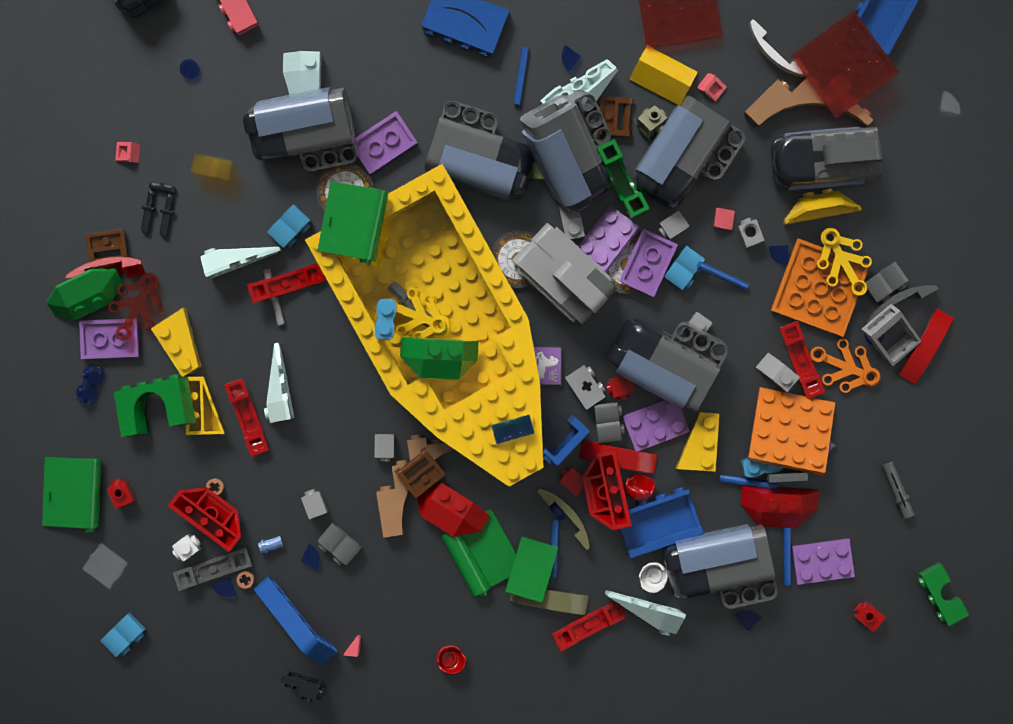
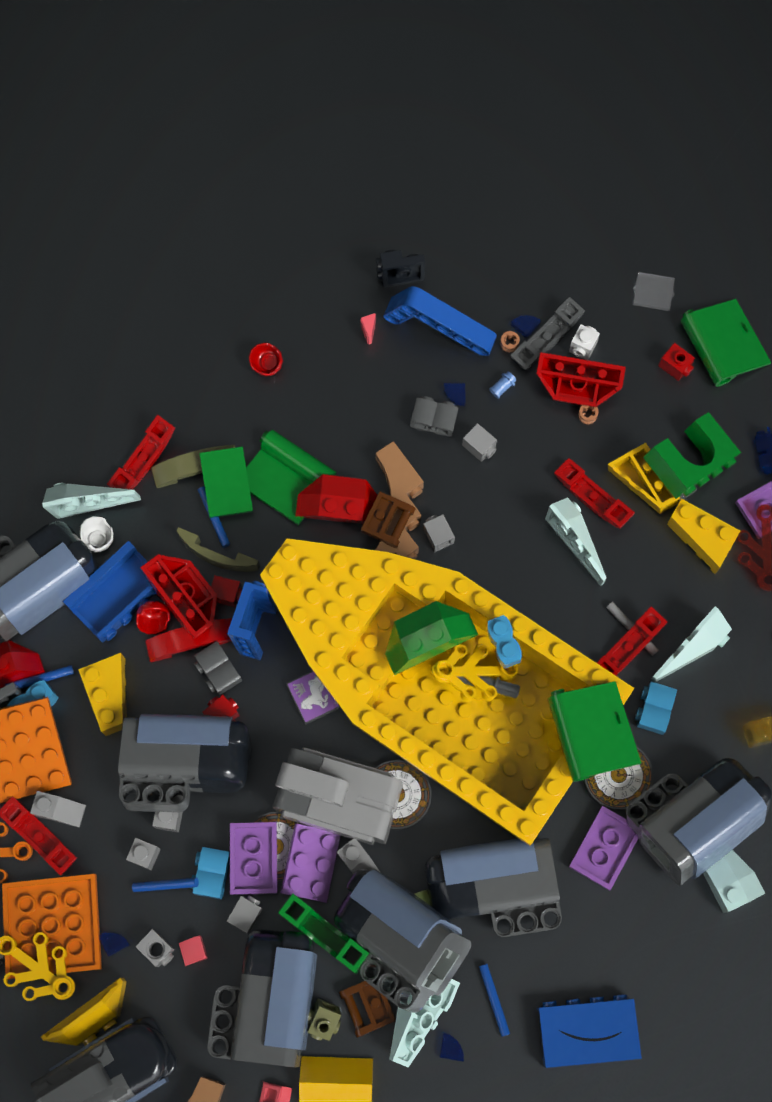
camera: 155 degrees right, 15 degrees down
(123, 634) = (600, 235): dark azure brick -> none
(512, 429) = (311, 596): clear blue tile -> none
(557, 511) = (227, 551): clear blue tile -> none
(587, 398) = (251, 683): light grey brick -> none
(655, 424) = (167, 689): medium lavender plate -> none
(728, 306) = (143, 854): none -> light grey brick

